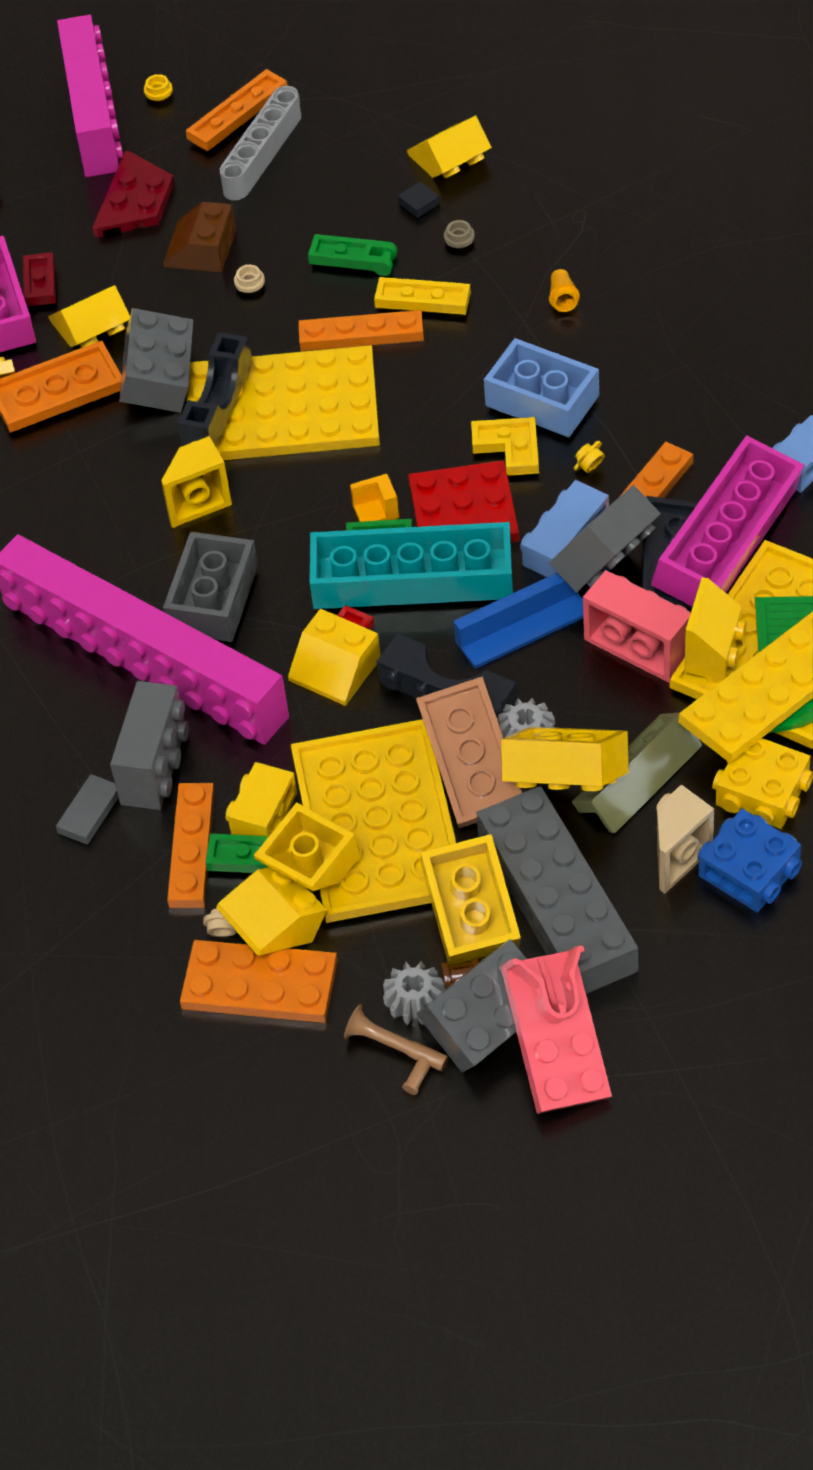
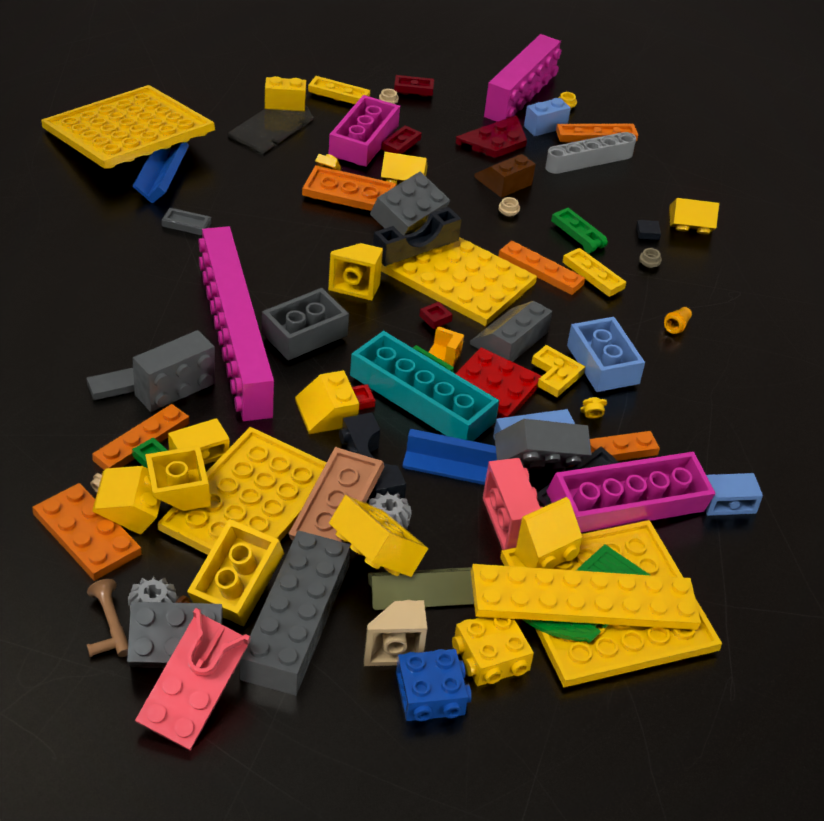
camera: 30 degrees right, 10 degrees down
(164, 128) = (545, 116): none -> medium blue brick
(323, 471) = (436, 315): none -> dark red plate
(417, 428) = (515, 330): none -> dark grey slope

